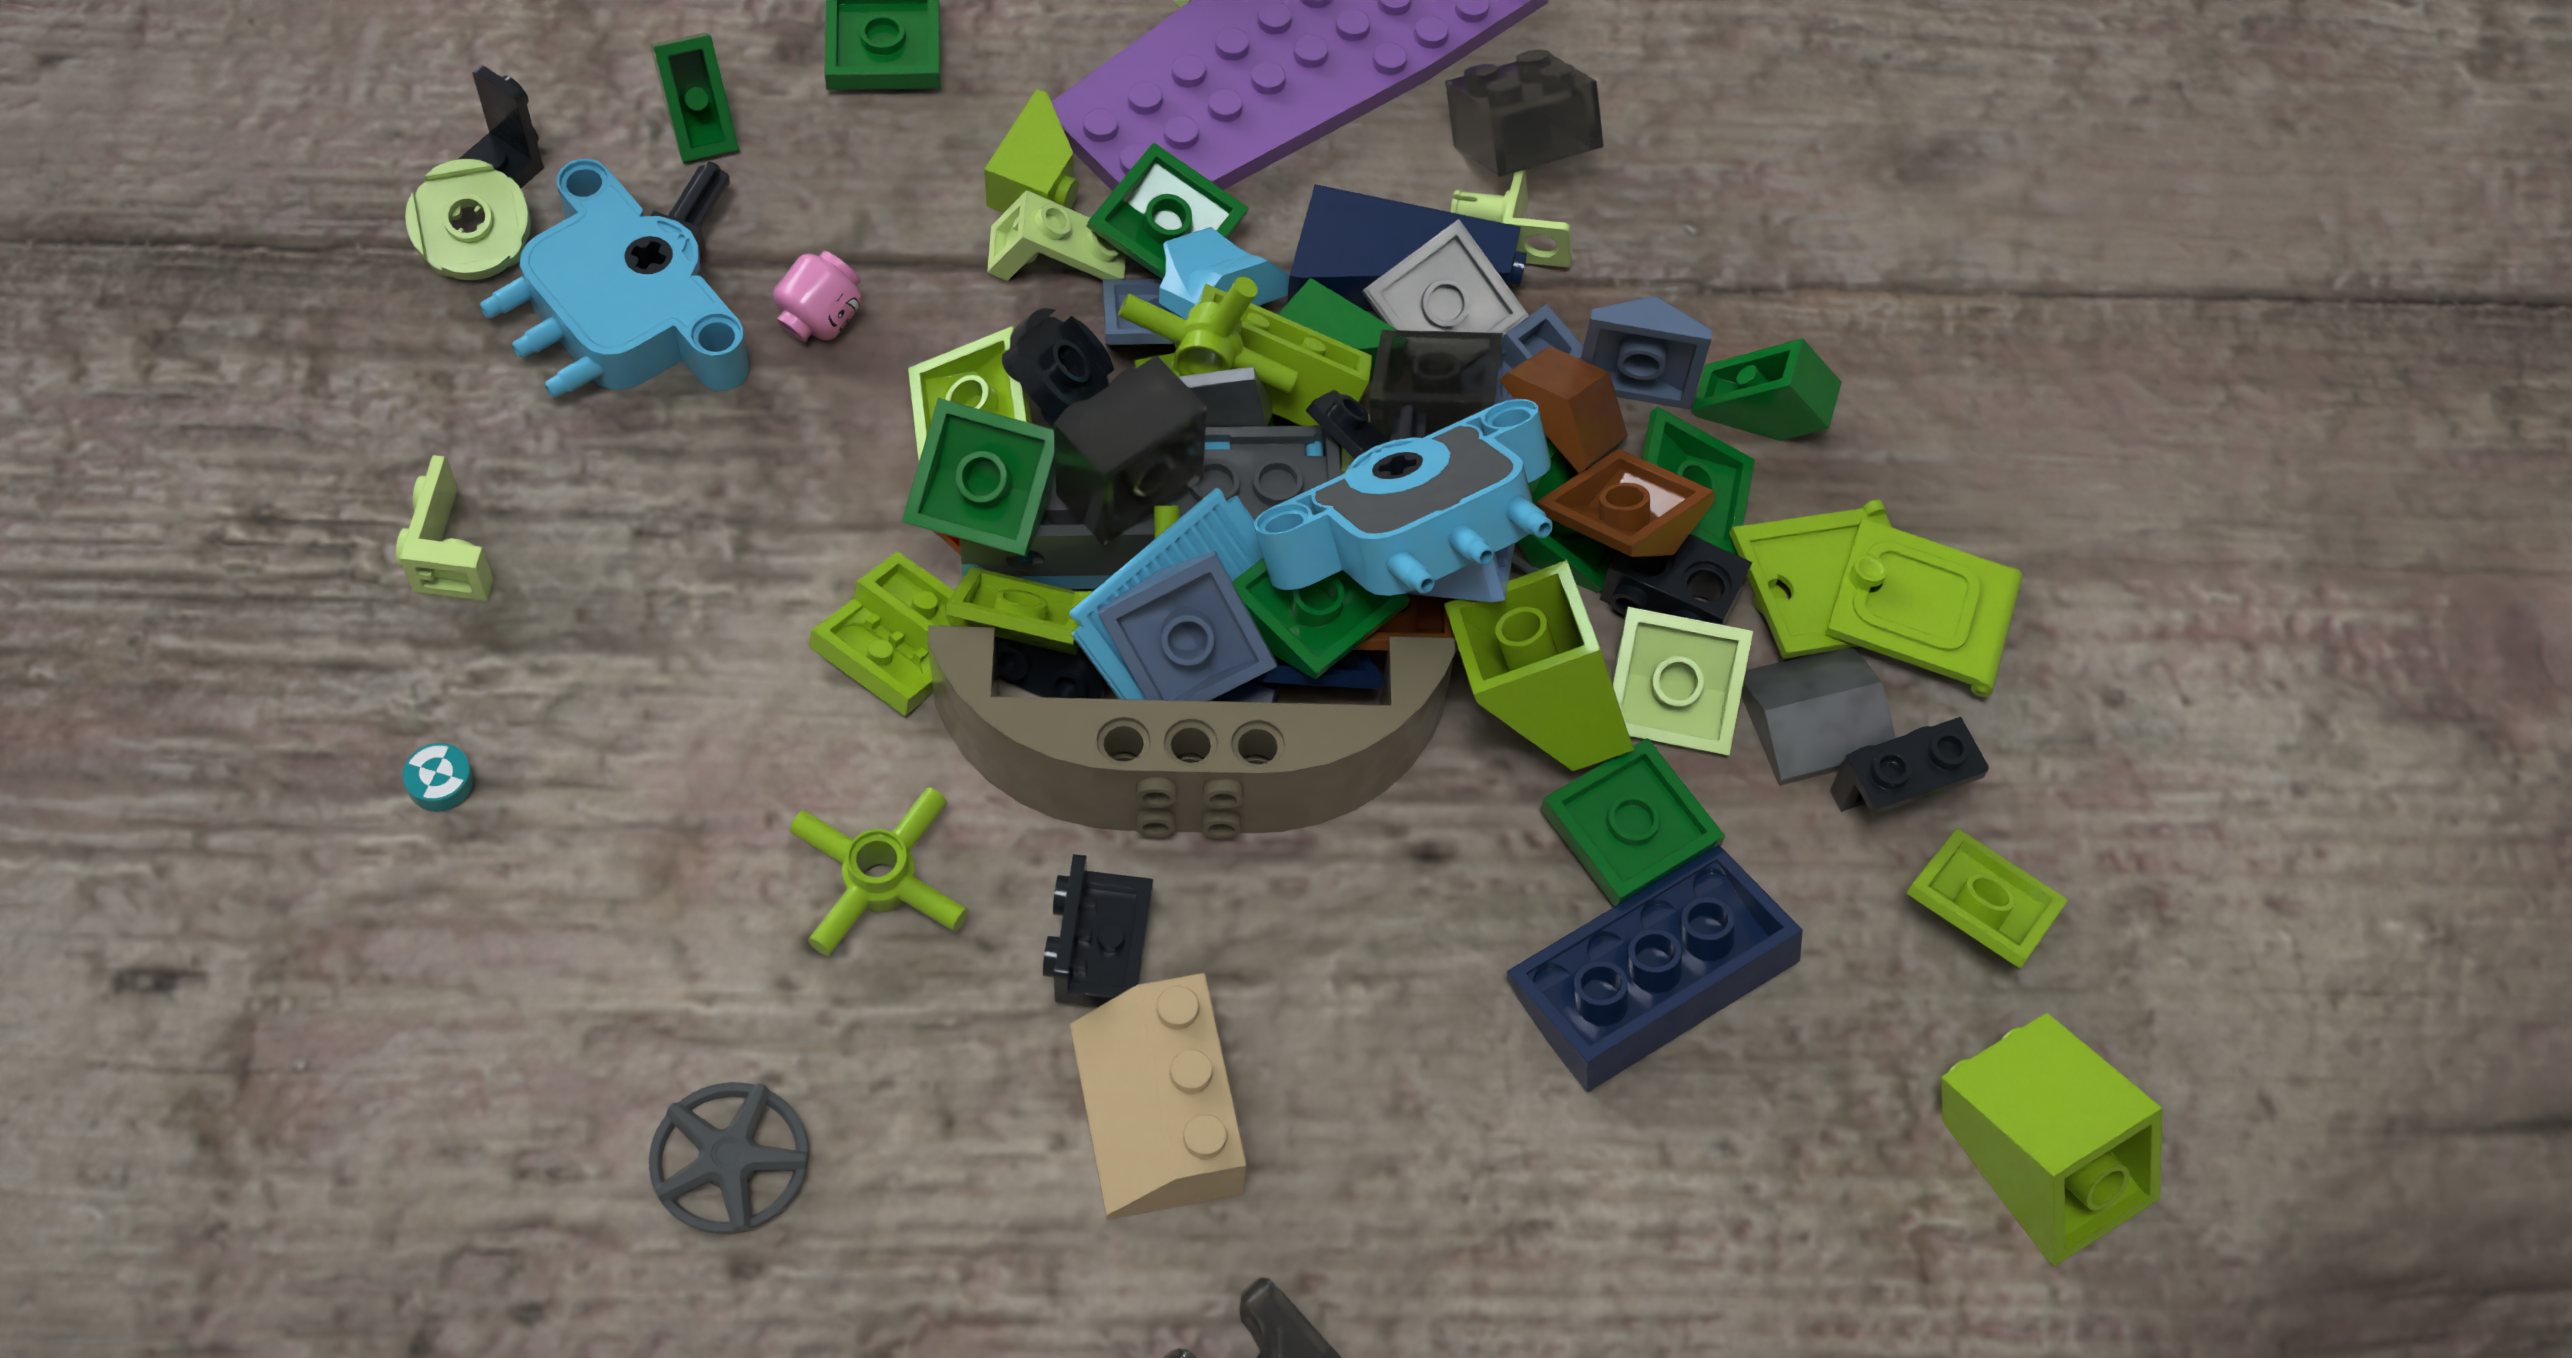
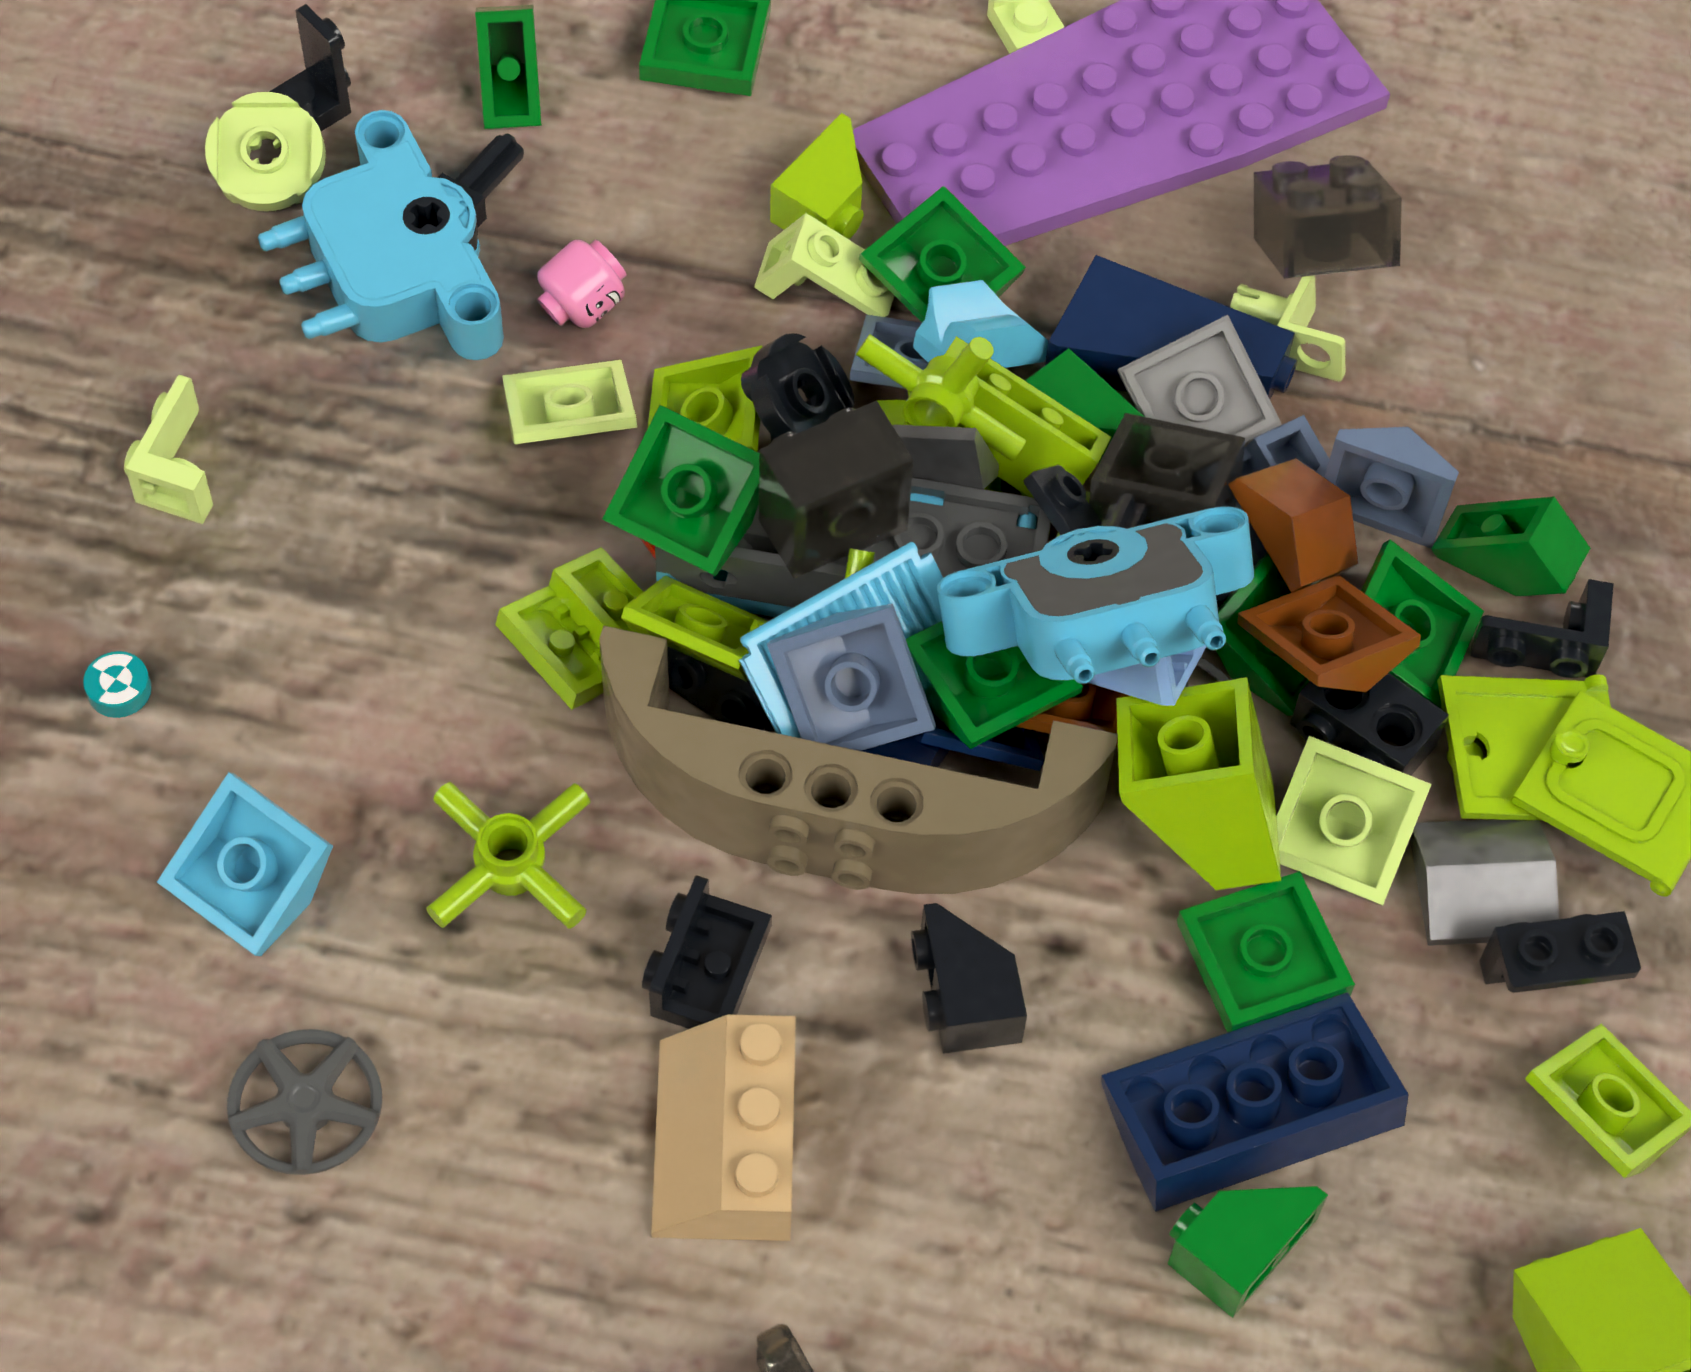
camera: 15 degrees right, 0 degrees up
(615, 933) = (247, 866): none -> medium azure slope
(831, 415) = (568, 402): none -> yellowish green slope
(1361, 905) = (972, 982): none -> black slope
(1676, 1102) = (1241, 1239): none -> green slope
(1842, 483) = (1564, 651): none -> black bracket

